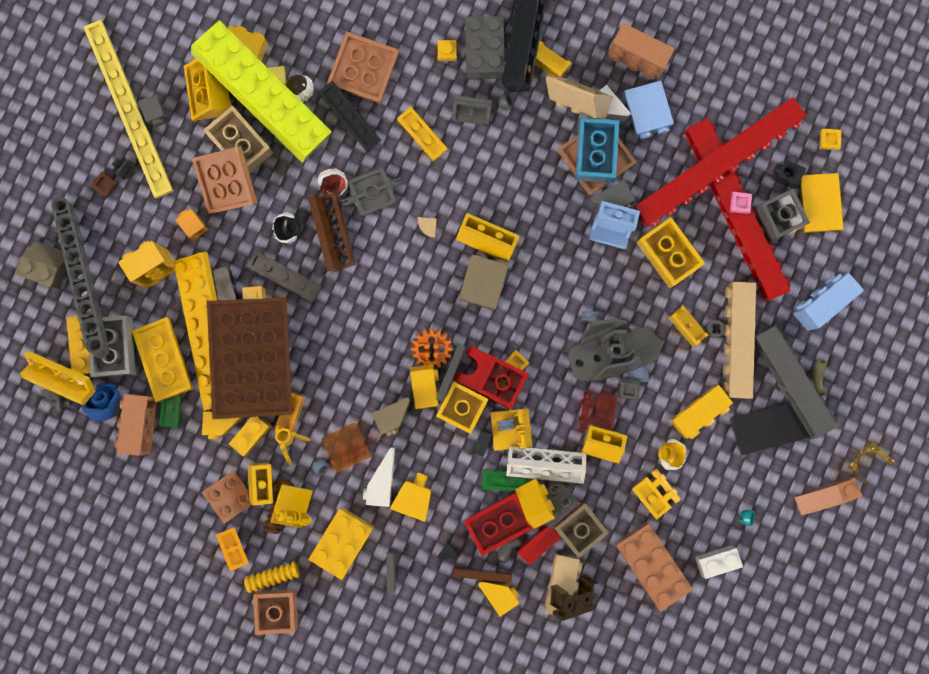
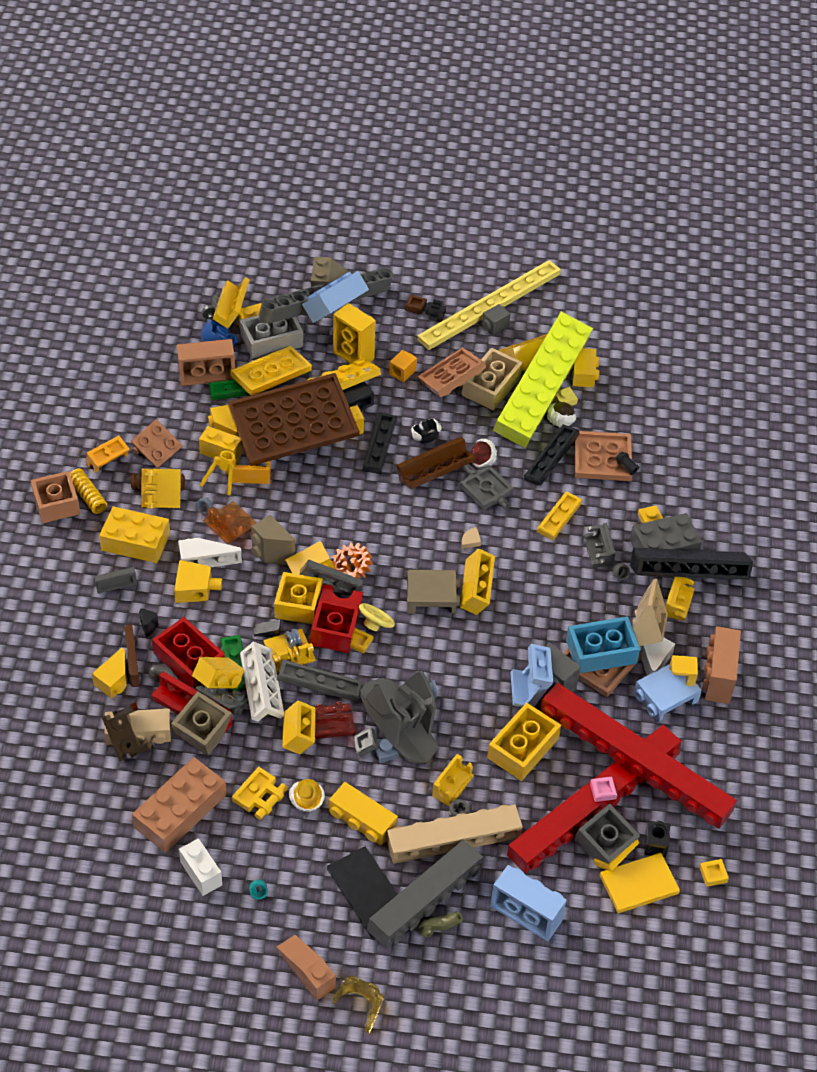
camera: 70 degrees right, 35 degrees down
(99, 271) = (334, 295): none -> light blue brick
(260, 483) = (177, 457): yellow brick -> none
(386, 49) = (624, 460): none -> black pin
(500, 344) = (375, 617): none -> light yellow piece
(555, 411) = (320, 680): none -> dark grey tile
(645, 87) = (686, 667): none -> yellow panel

